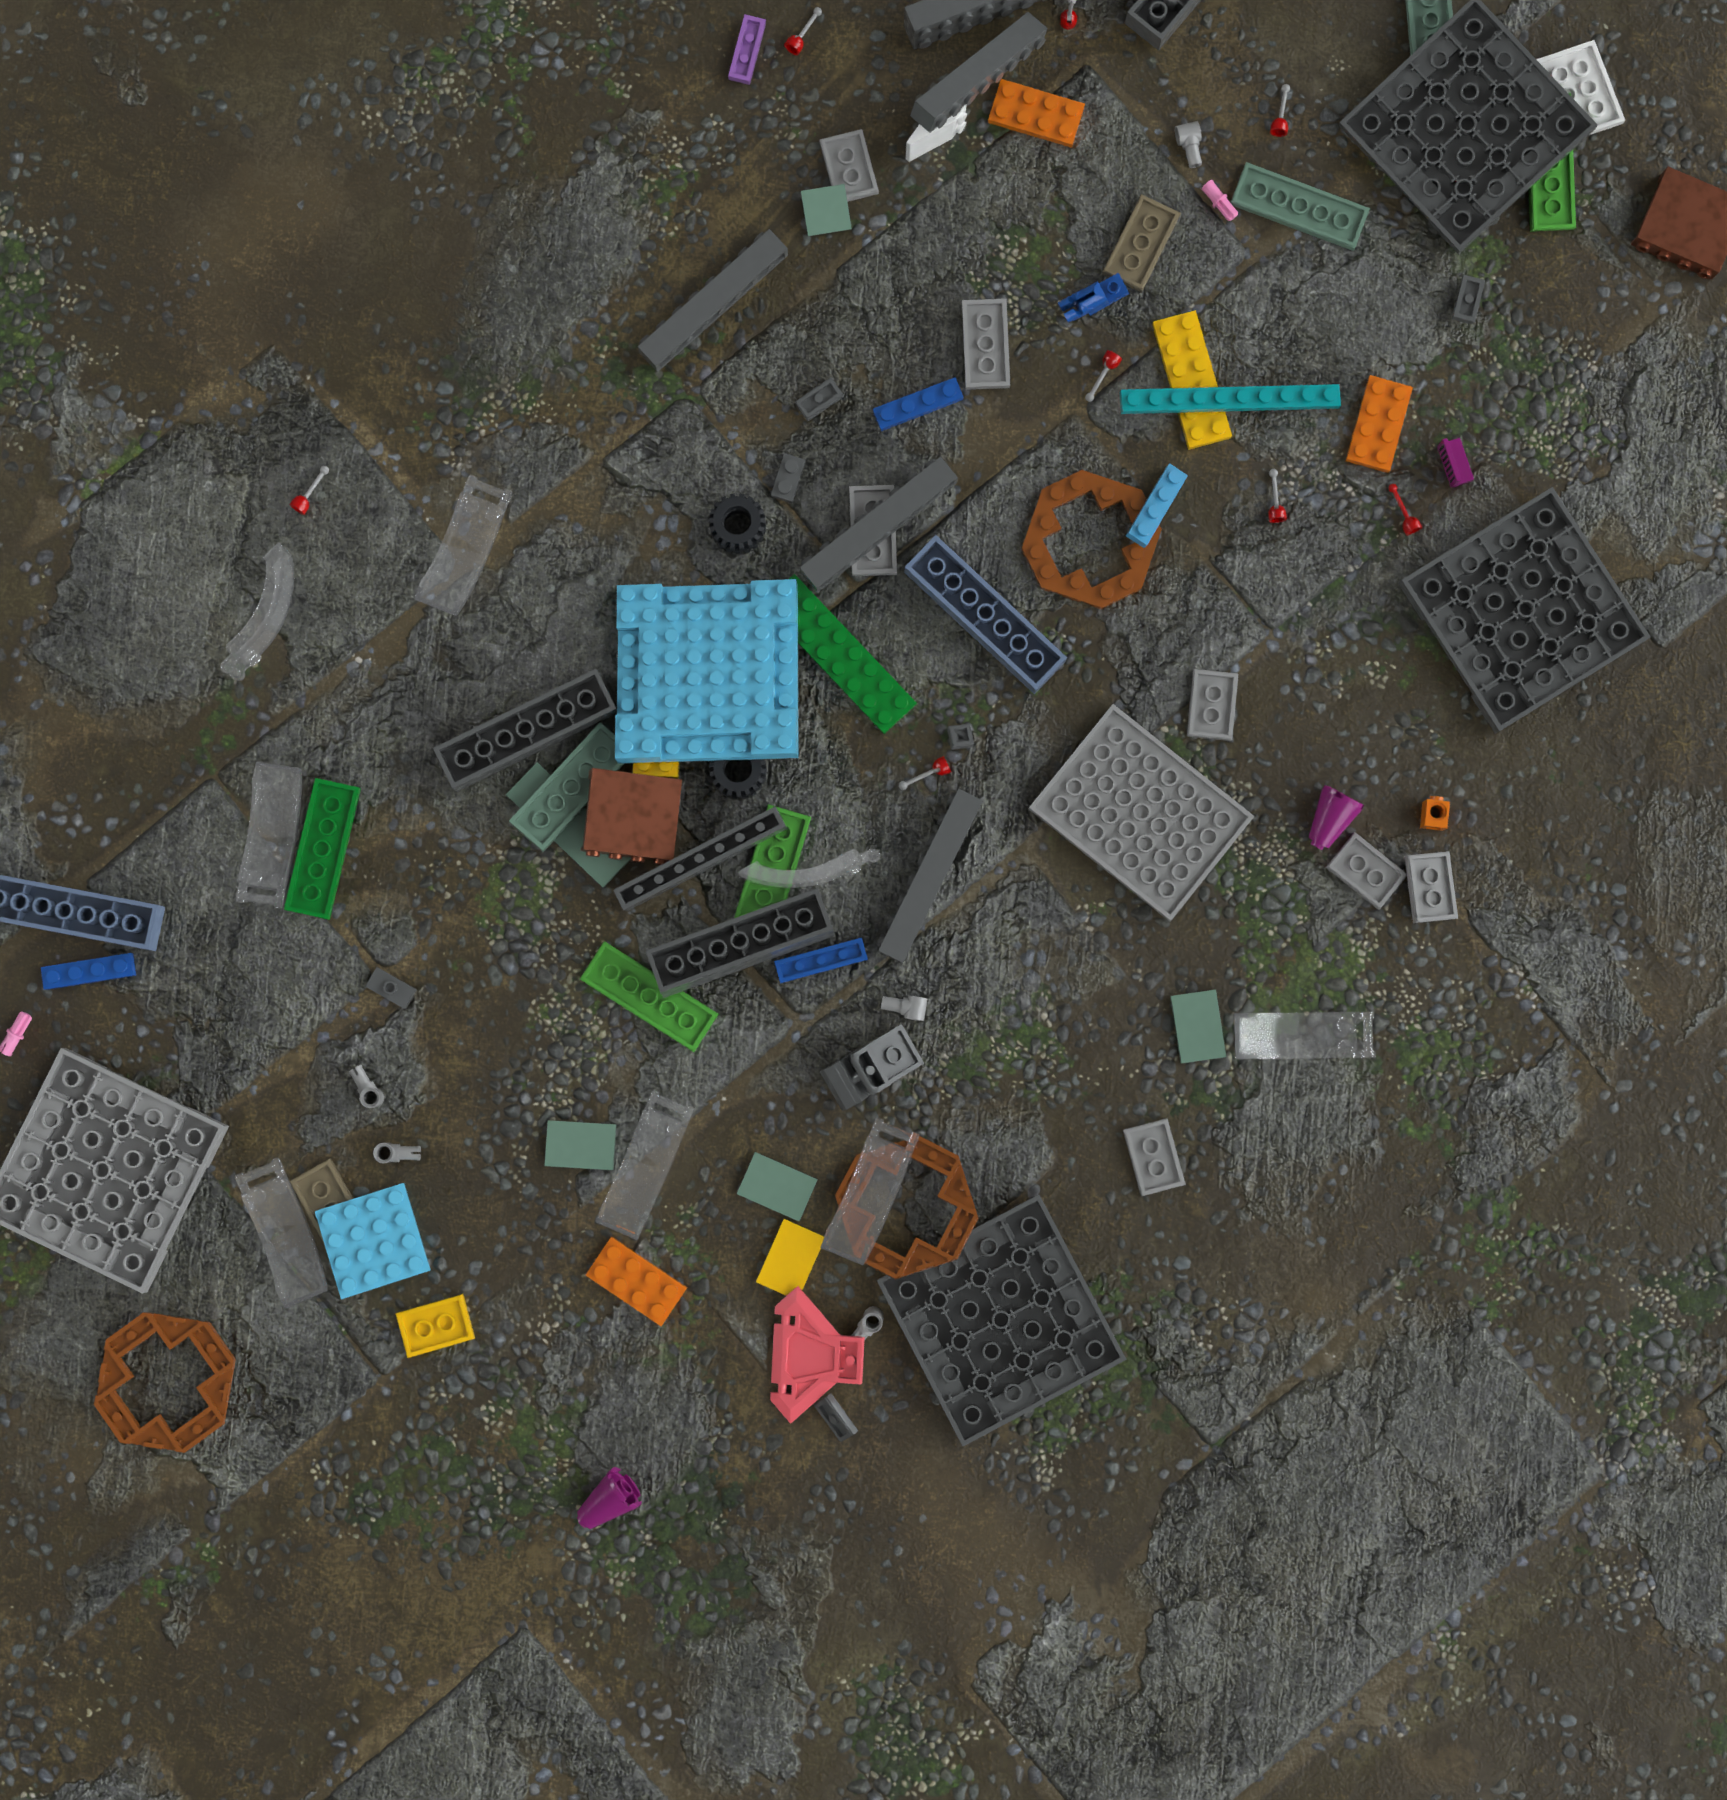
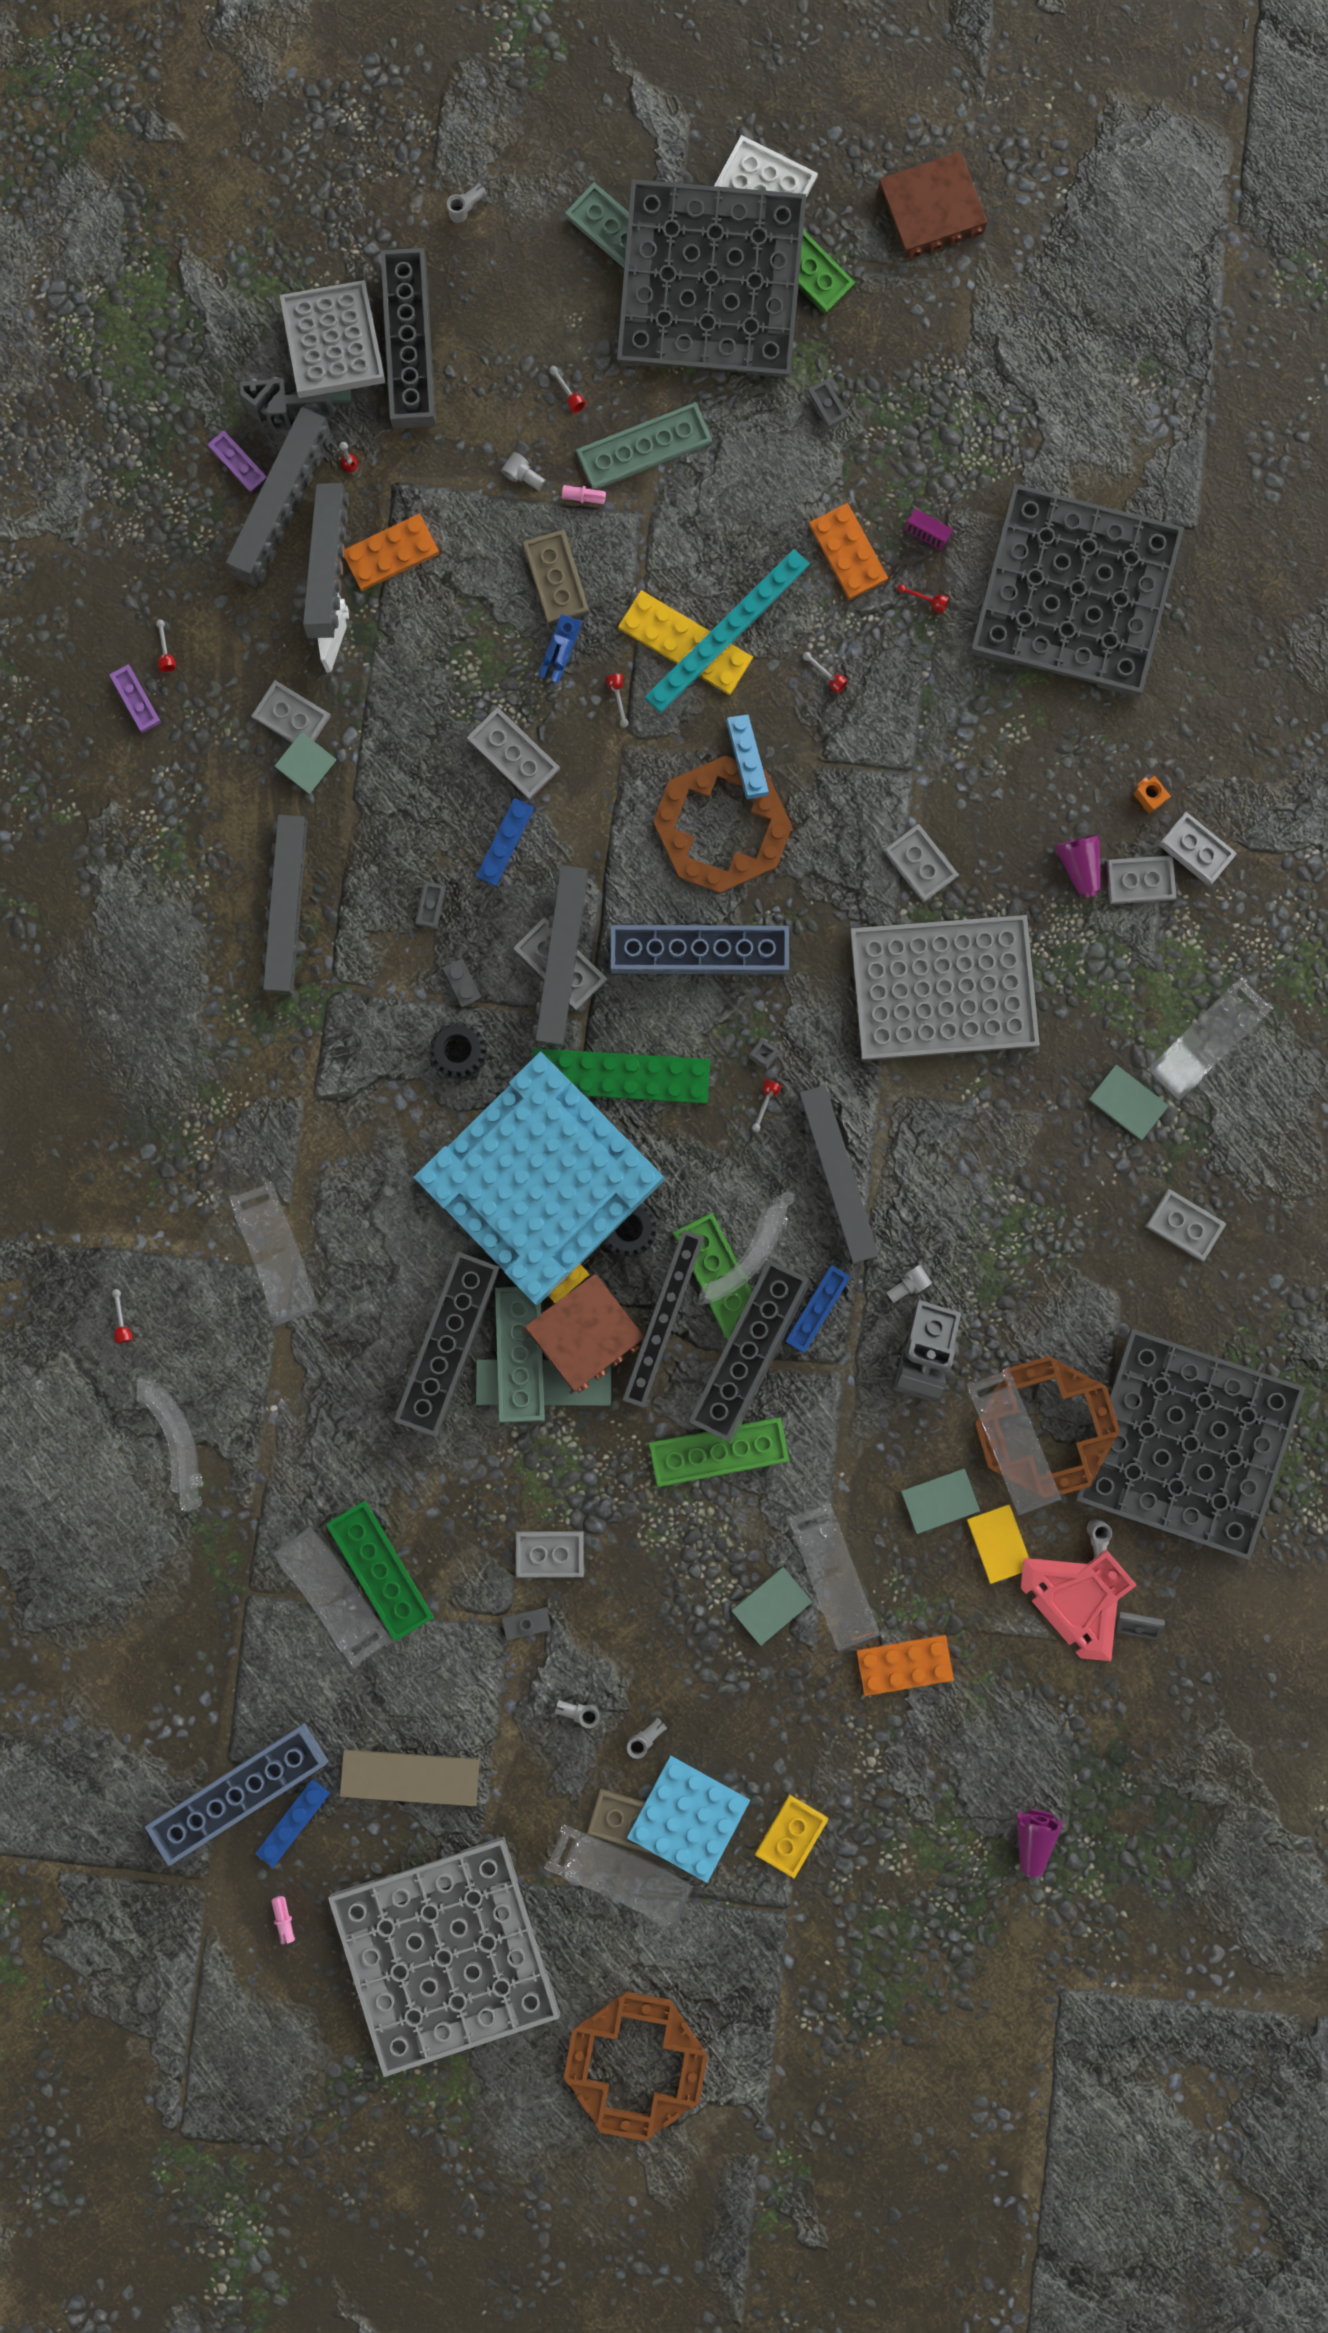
camera: 45 degrees left, 0 degrees up
(202, 1019) = (410, 1777): none -> dark tan tile
(455, 953) = (549, 1554): none -> light grey tile

